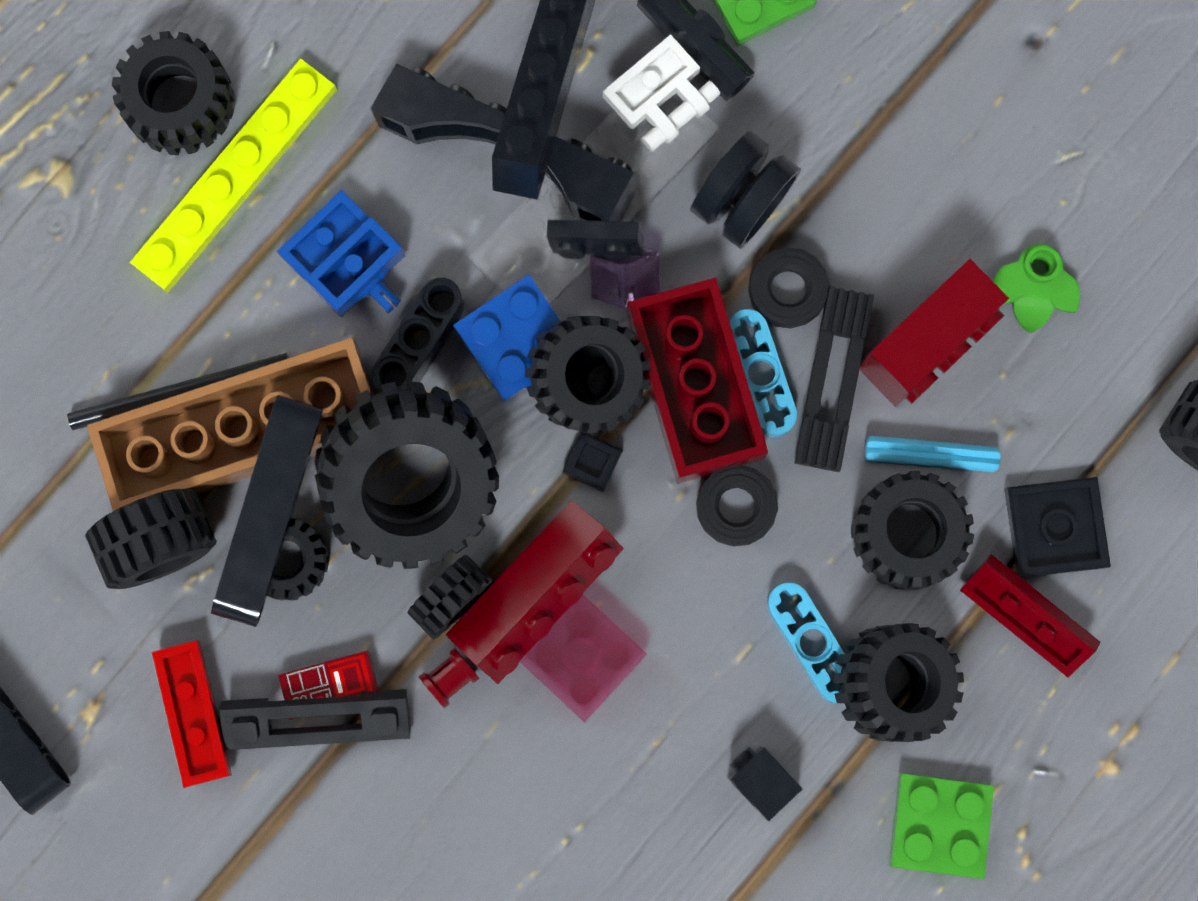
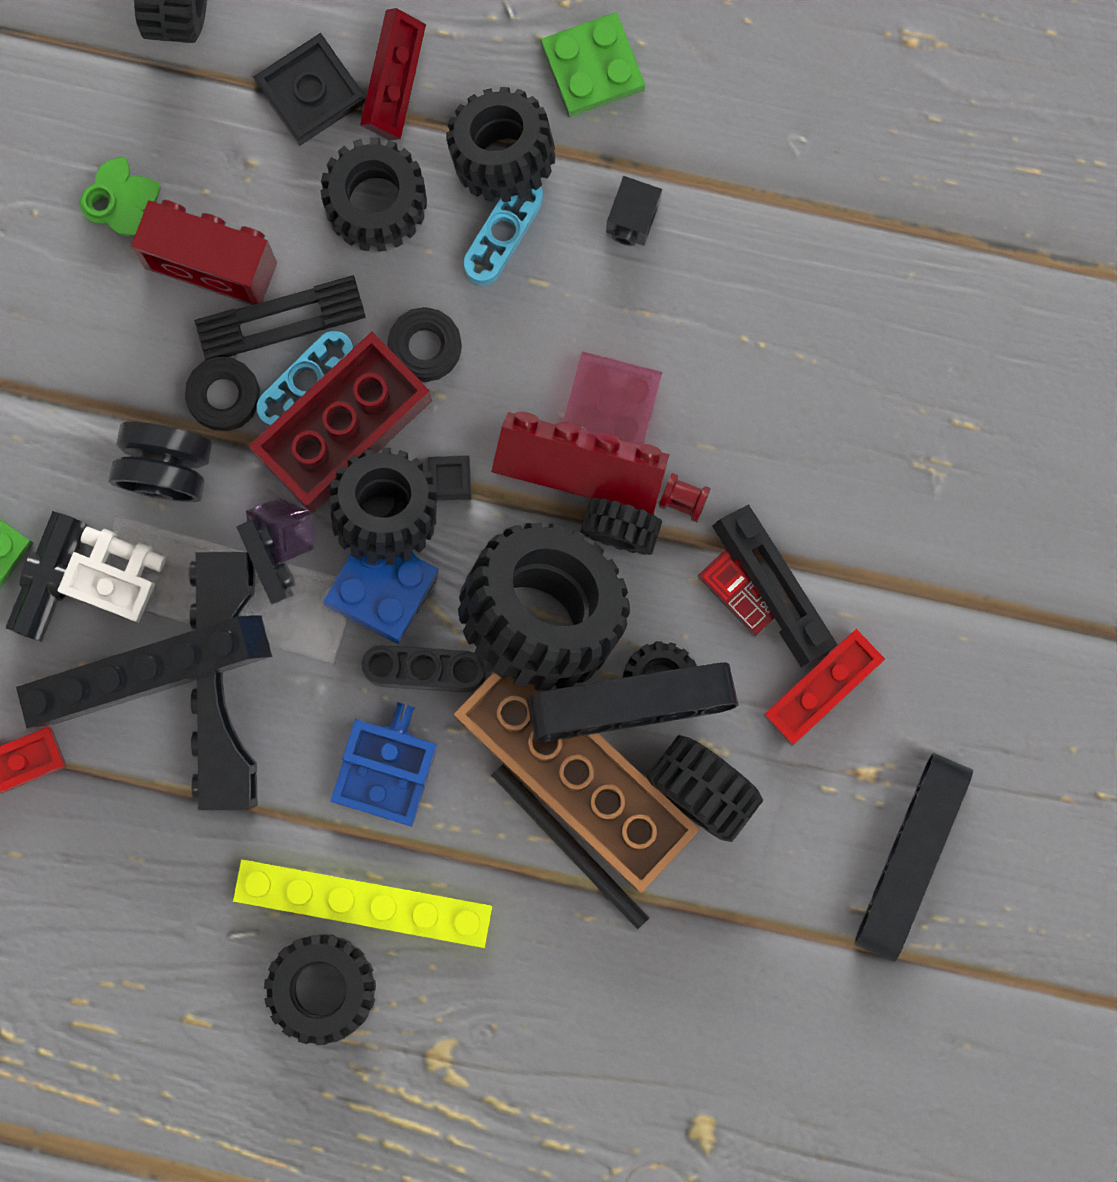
camera: 120 degrees left, 0 degrees up
(932, 453) = (301, 213): medium azure axle -> none

